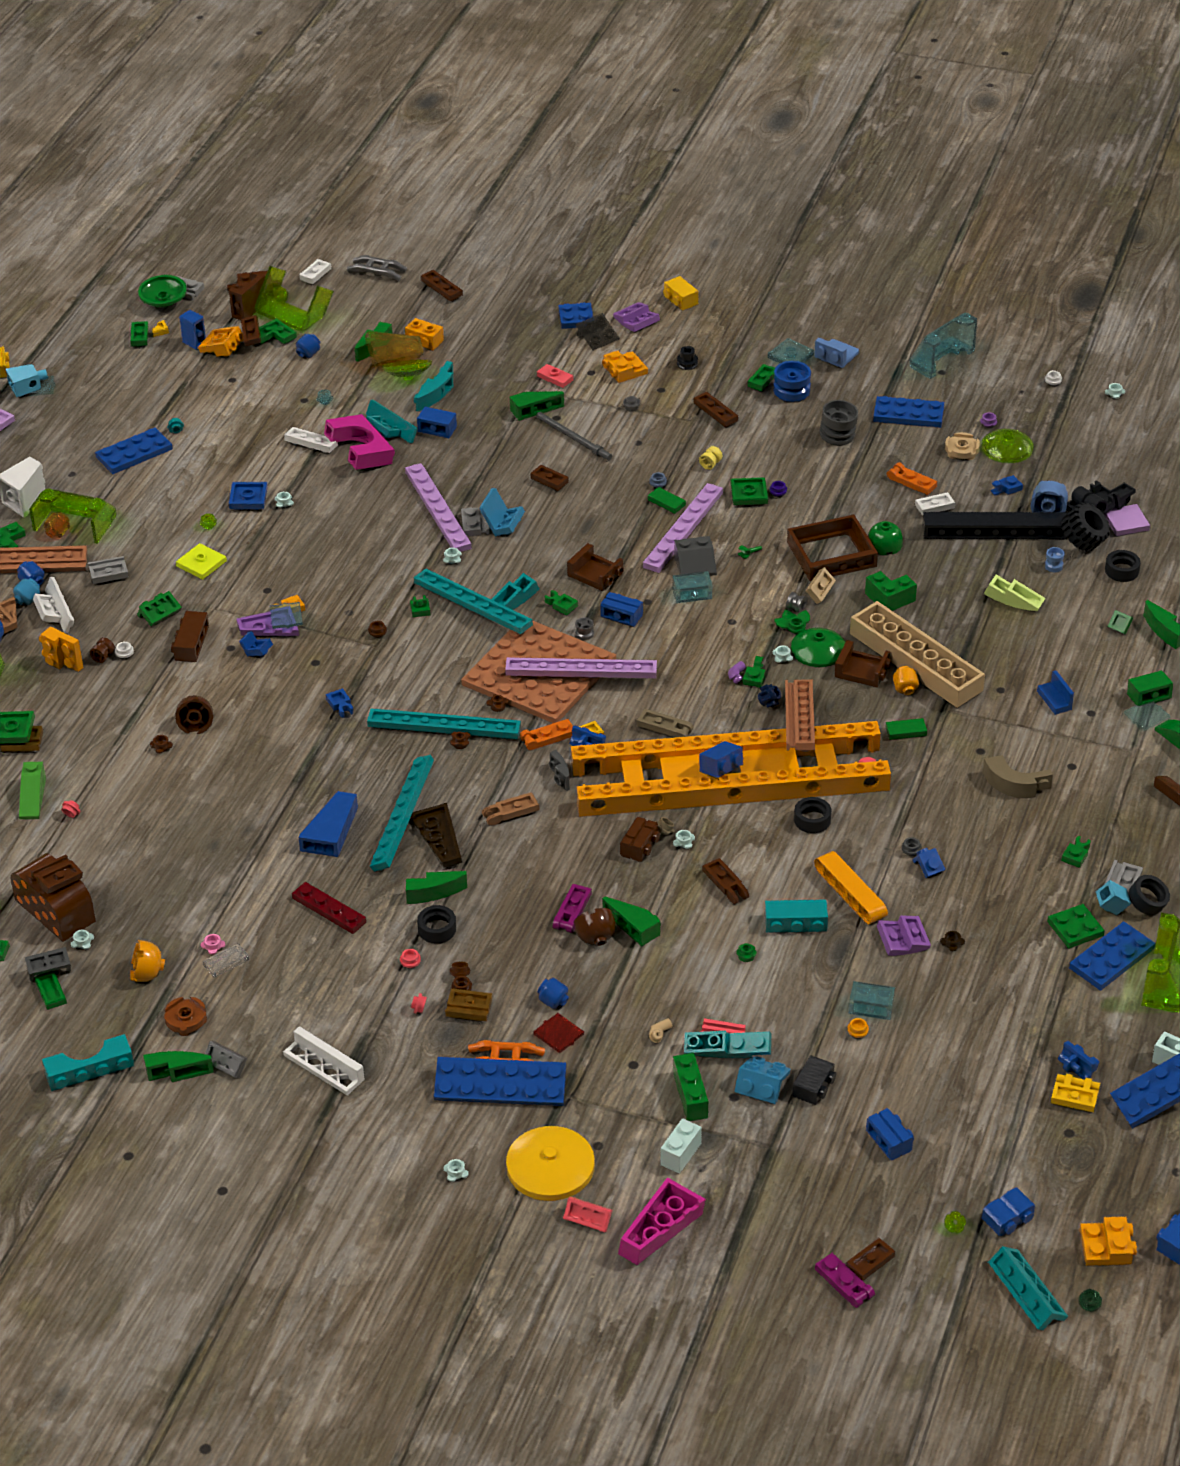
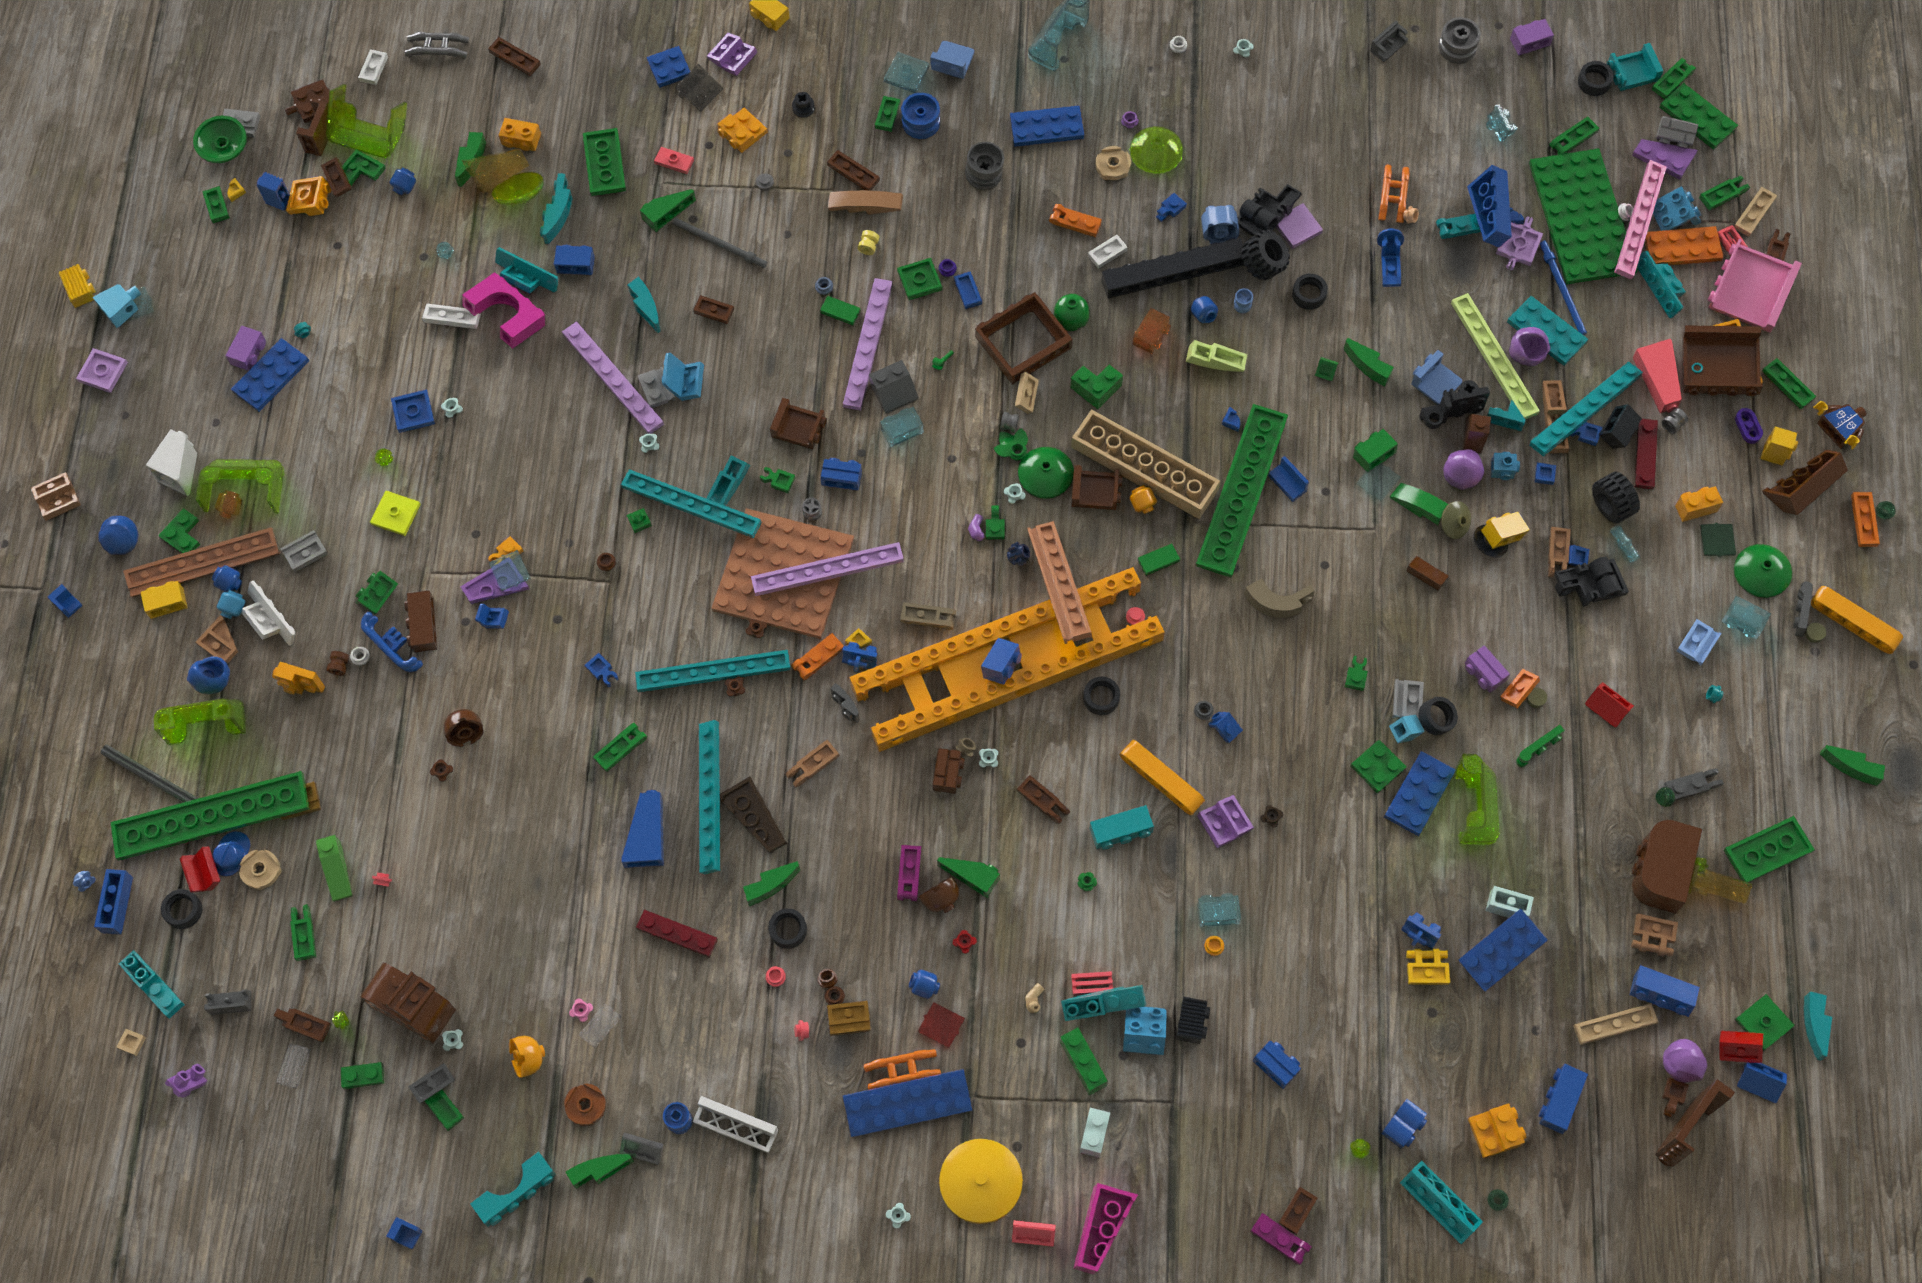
camera: 15 degrees left, 25 degrees up
(120, 427) = (245, 348): none -> medium lavender brick
(155, 645) = (389, 643): none -> blue piece
(269, 1041) = (677, 1118): none -> blue wheel
(333, 760) = (619, 747): none -> green plate
(487, 461) = (644, 303): none -> teal slope
(491, 365) = (604, 162): none -> green plate
(606, 971) = (964, 935): none -> red plate
(722, 430) = (870, 201): none -> medium nougat slope
(791, 508) = (967, 290): none -> blue tile
(957, 564) = (1151, 331): none -> clear orange brick
(1005, 694) = (1242, 491): none -> green plate
(1013, 643) = (1231, 420): none -> blue tile
(1014, 559) = (1204, 309): none -> blue head

